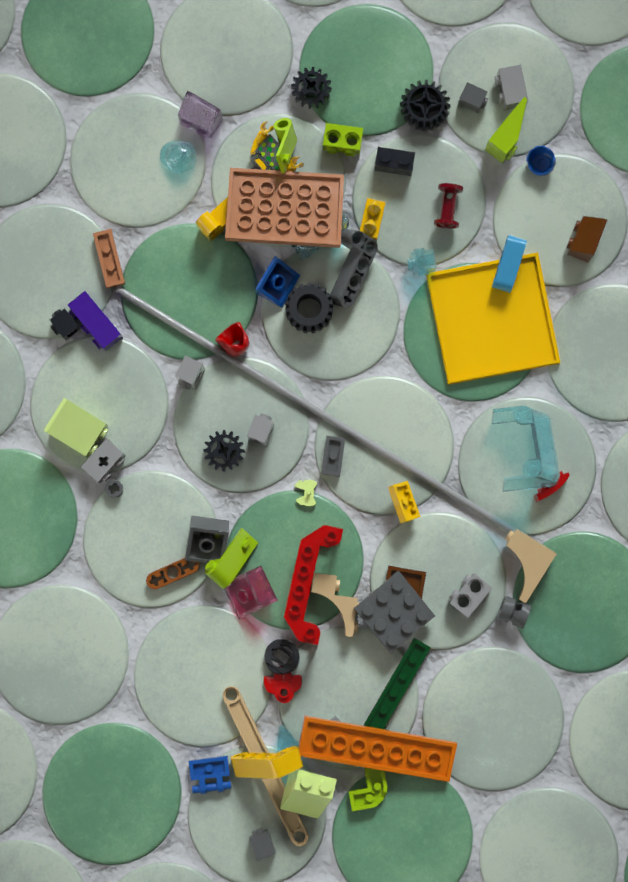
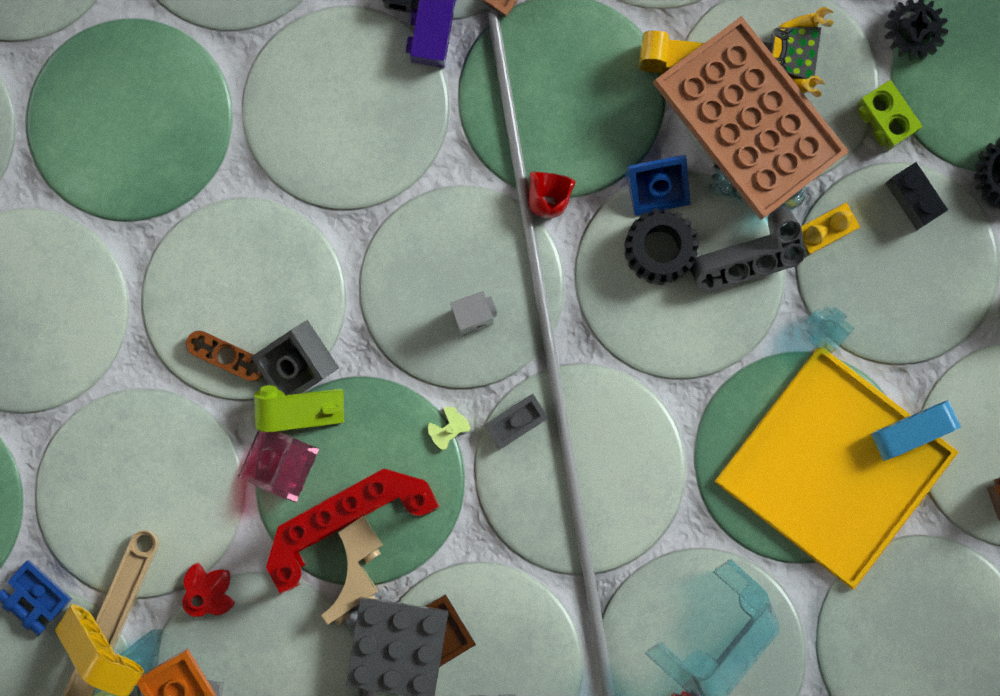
camera: 45 degrees right, 0 degrees up
(76, 428) = (293, 104): yellowish green slope -> none
(104, 451) = (270, 160): light grey brick -> none
(111, 483) = (260, 215): dark grey bush -> none
(189, 373) = (466, 176): light grey brick -> none
(215, 453) = (402, 286): black gear -> none
(286, 668) = (230, 581): black piece -> none
(287, 141) = (828, 56): lime door -> none
(404, 502) = (533, 549): yellow bracket -> none
(448, 206) = (920, 302): dark red hose -> none

